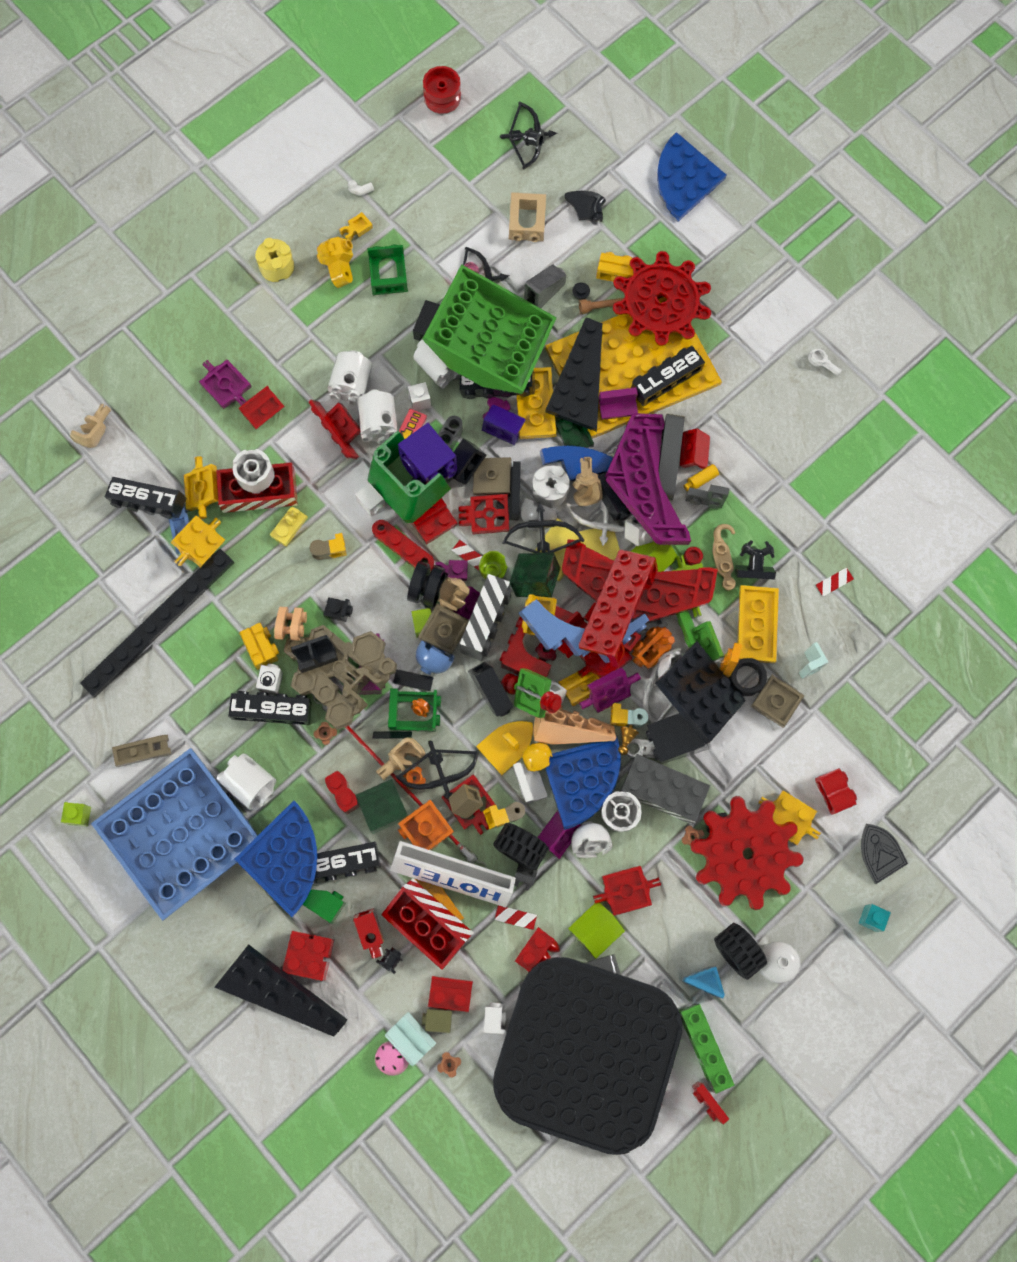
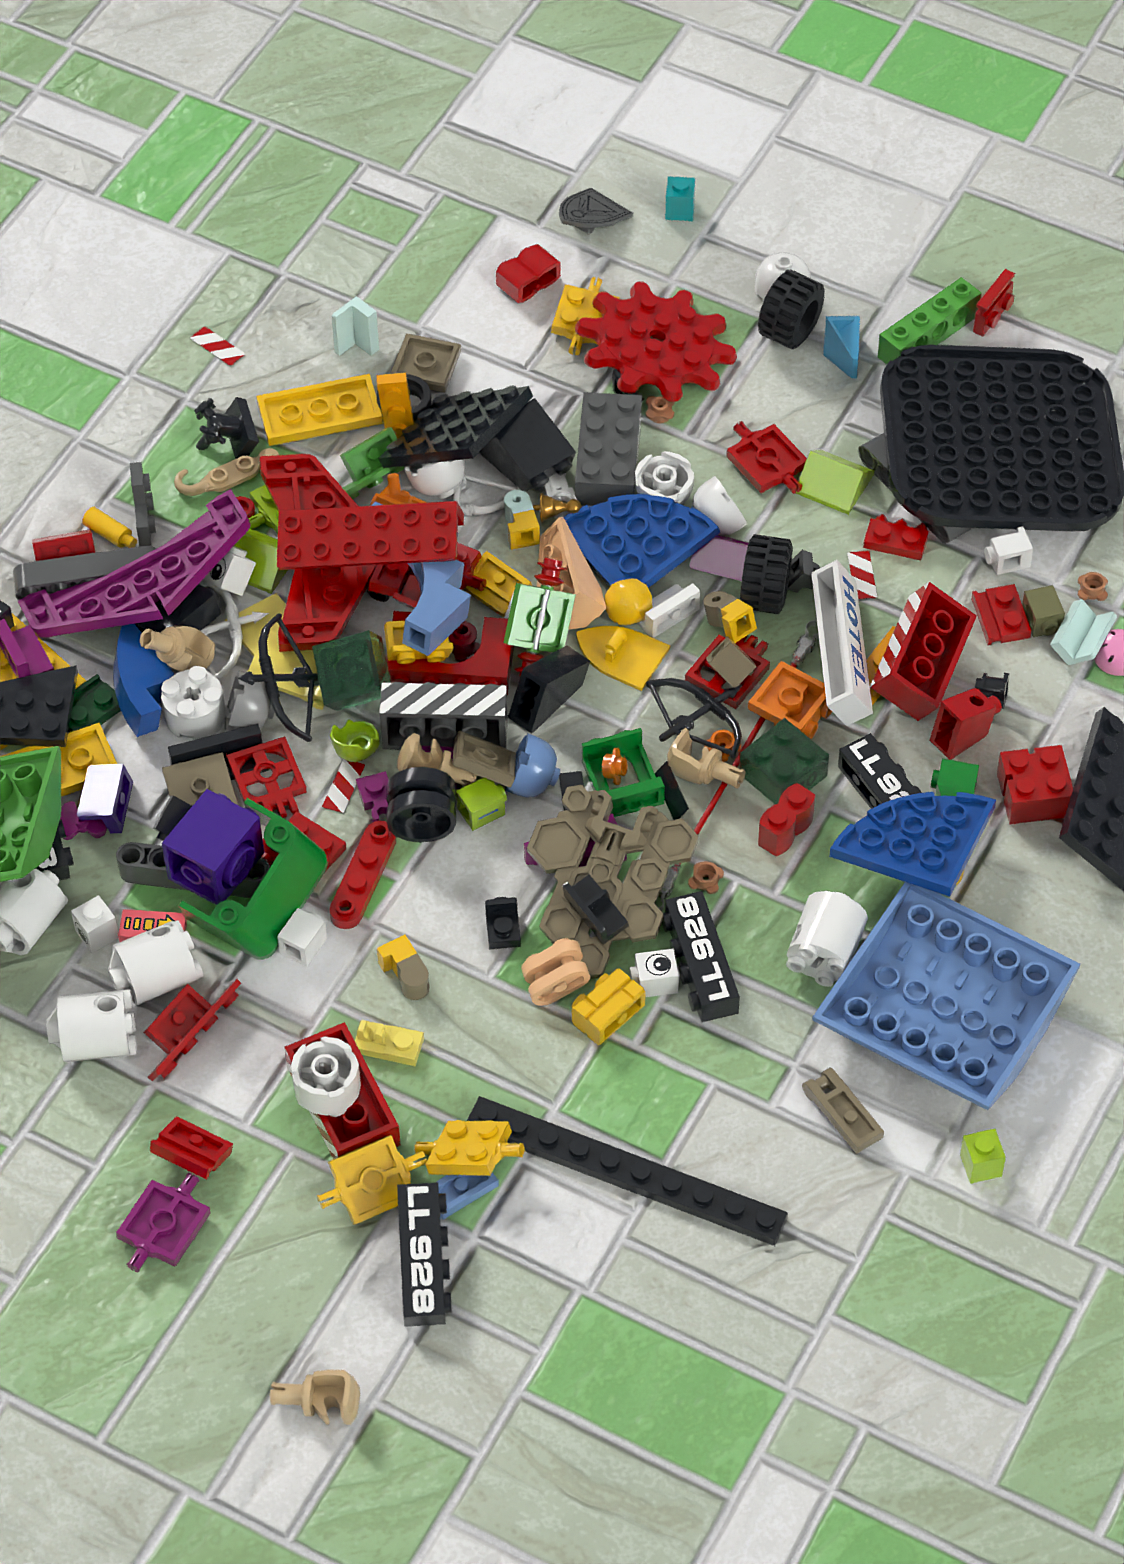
camera: 105 degrees left, 20 degrees down
(609, 690) = (495, 544): magenta plate -> none

